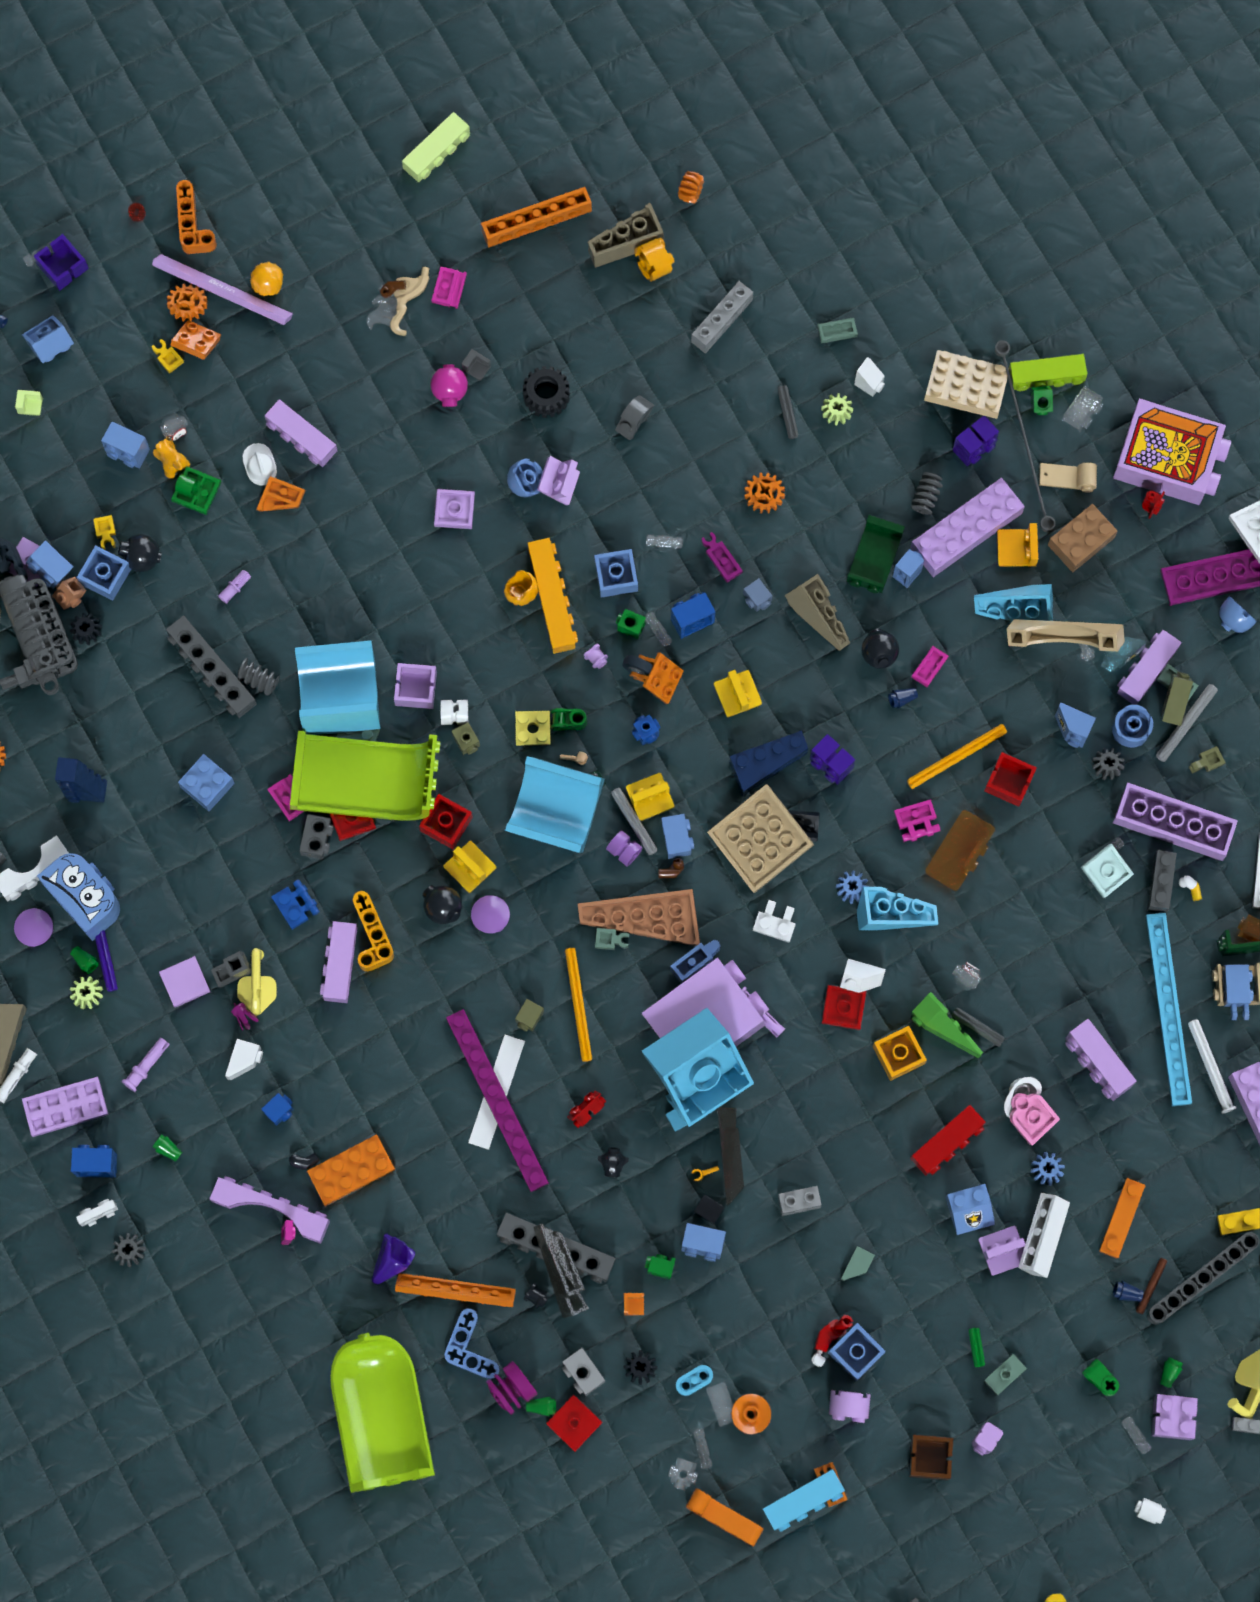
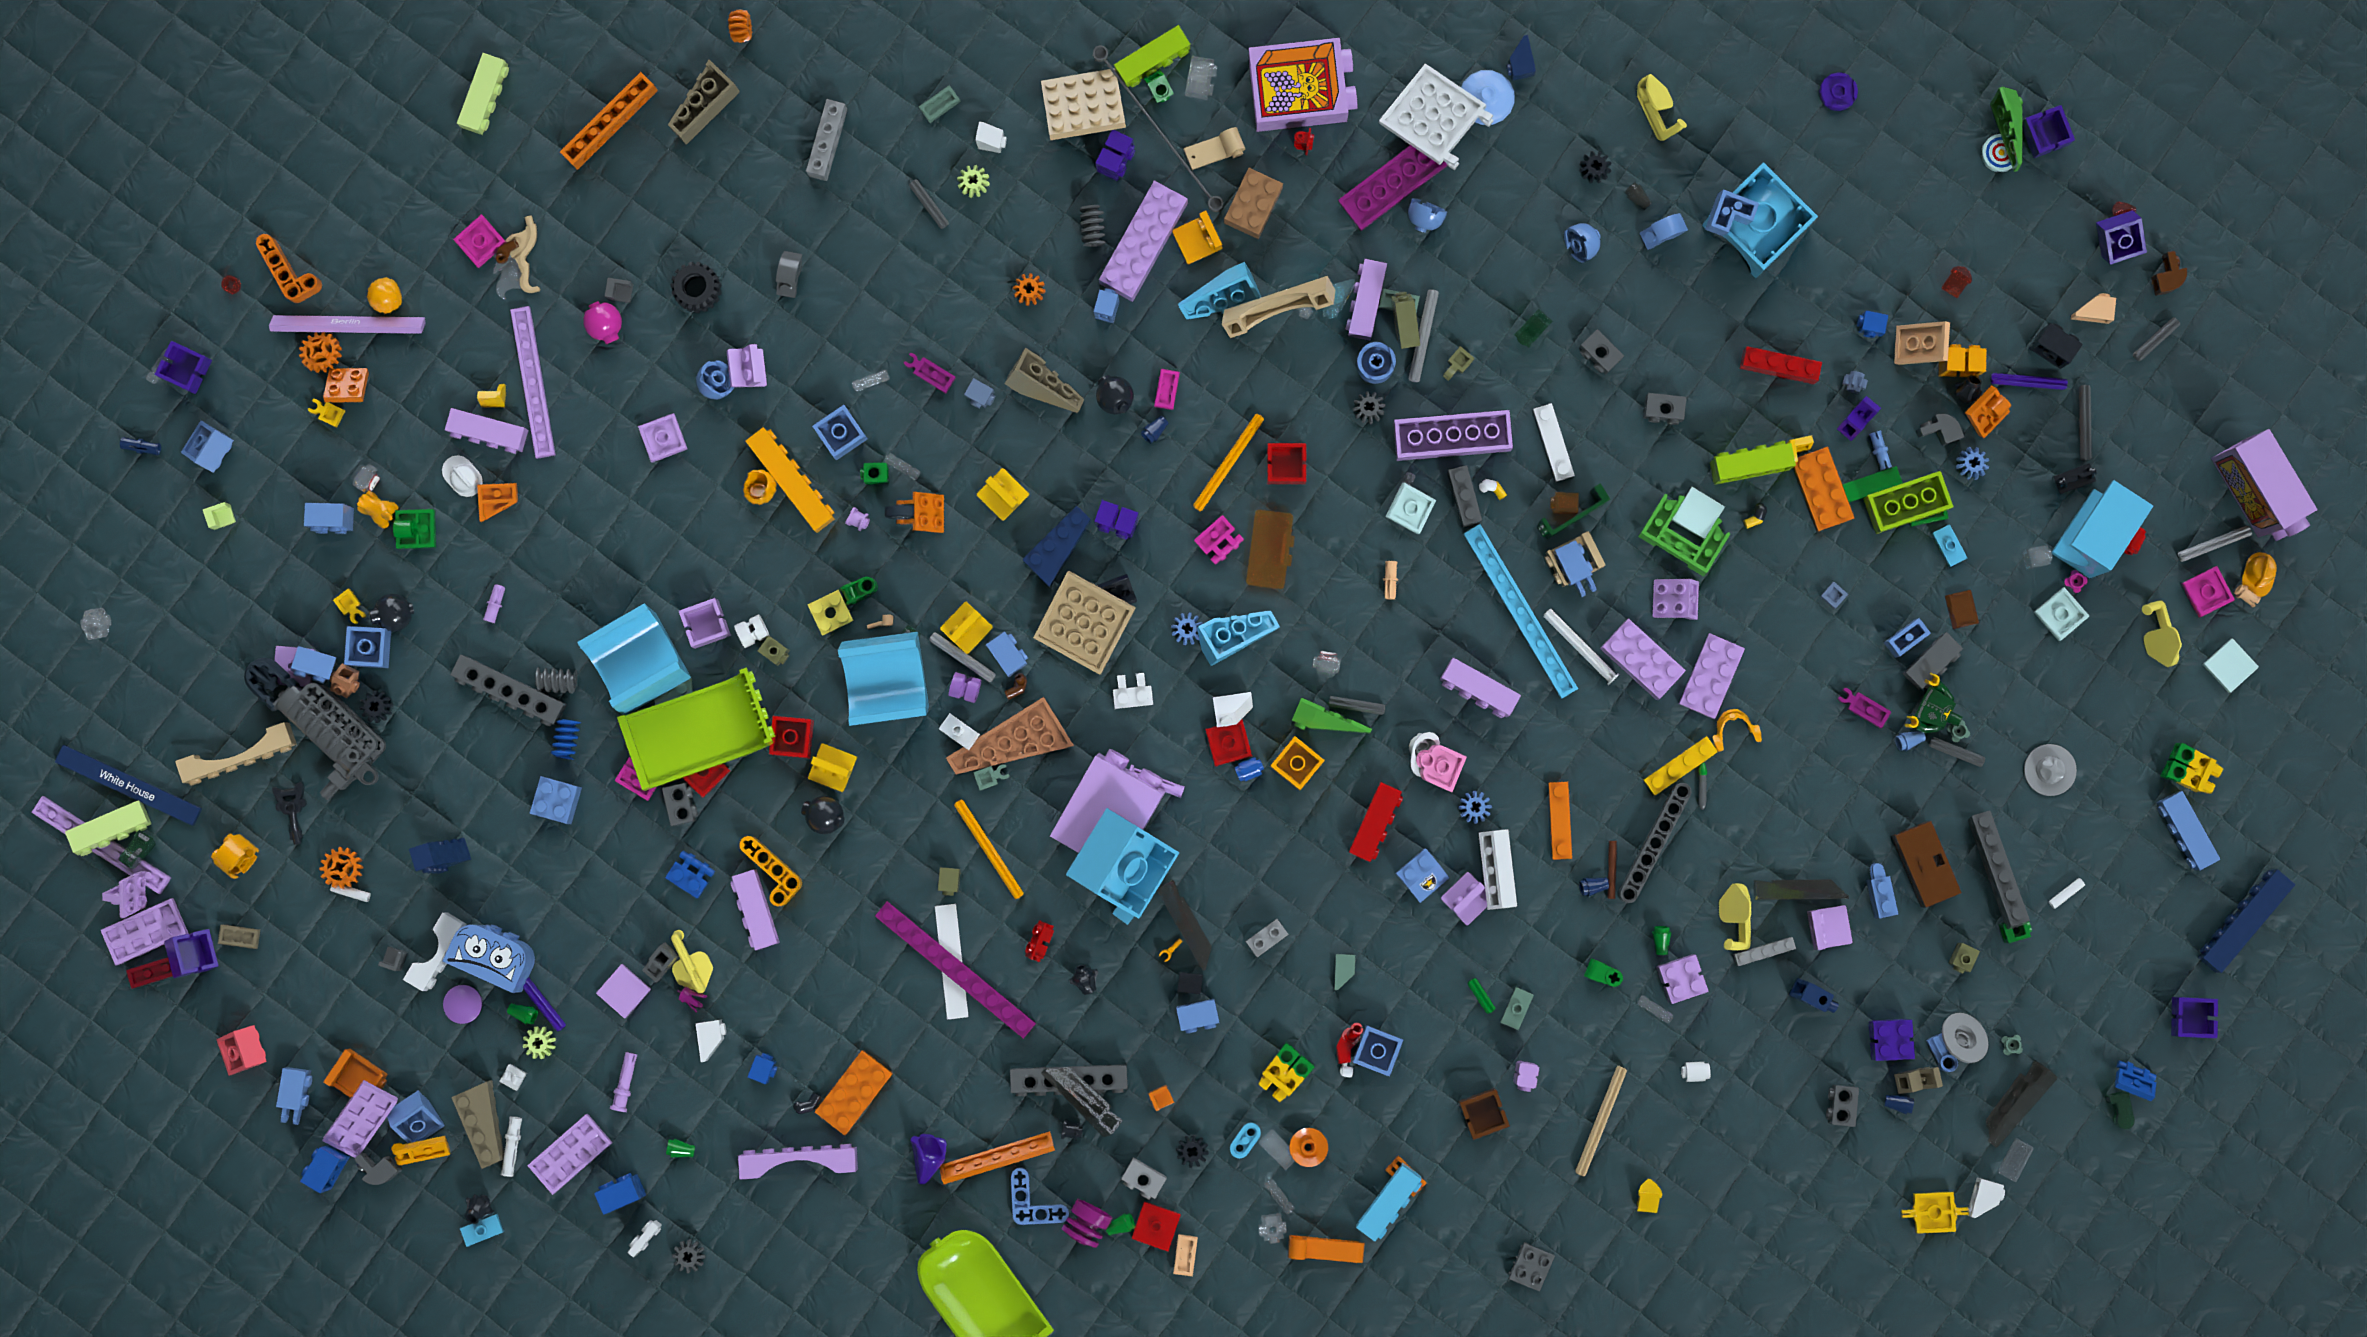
camera: 15 degrees left, 10 degrees up
(47, 1014) = (513, 1077): none -> white tile
(240, 732) = (565, 738): none -> blue piece
(288, 1232) = (824, 1176): dark pink plate -> none
(319, 408) = (493, 398): none -> yellow tile
(361, 411) = (533, 382): none -> lavender tile
(373, 269) = (479, 241): none -> dark pink plate
(449, 287) = (558, 226): dark pink plate -> none
(490, 914) = (871, 803): medium lavender dish -> none
(589, 1462) = (1185, 1255): none -> light nougat plate
(600, 885) = (959, 731): none -> white plate
(646, 736) = (937, 574): blue brick -> none
(654, 259) = (738, 113): light orange brick -> none
(660, 1266) = (1169, 1053): green brick -> none
(692, 615) = (928, 440): blue brick -> none
(694, 960) = (1076, 762): medium blue hinge -> none
(754, 1332) = (1286, 1079): none -> yellow hips
(770, 487) = (937, 300): orange gear -> none
(848, 530) = (1022, 293): none -> orange gear
(849, 1405) = (1392, 1101): lavender brick -> none
(852, 1039) = (1249, 769): none -> blue brick
(875, 554) = (1070, 305): dark green panel -> none
(1039, 1517) = (1601, 1121): none -> tan axle
(1060, 926) = (1390, 579): none -> light nougat axle
(1074, 725) = (1323, 386): medium blue slope -> none

